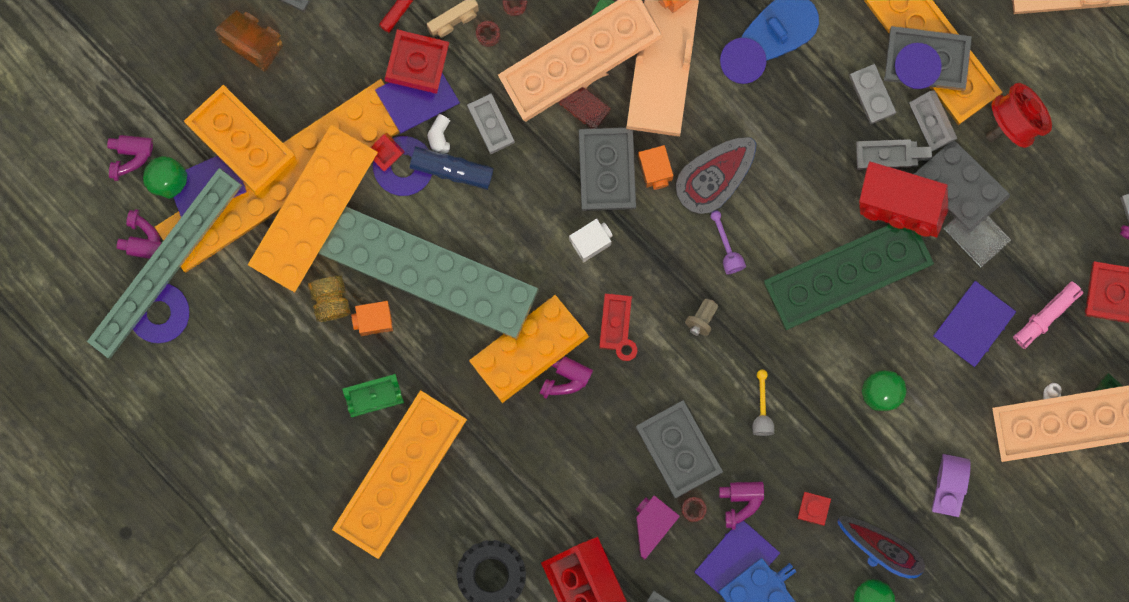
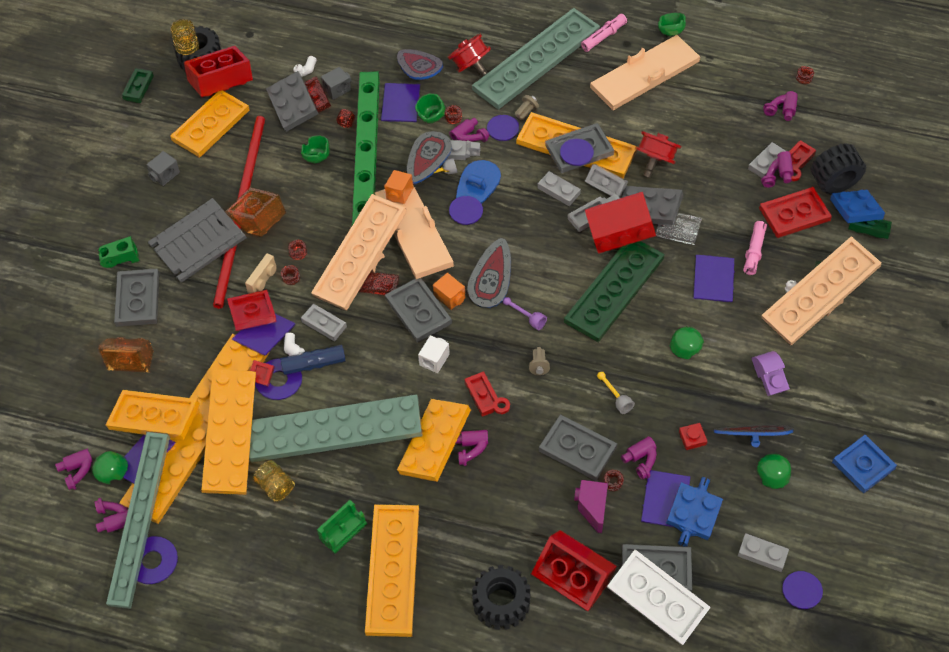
camera: 25 degrees left, 25 degrees down
(372, 318) = (313, 477): orange brick -> none

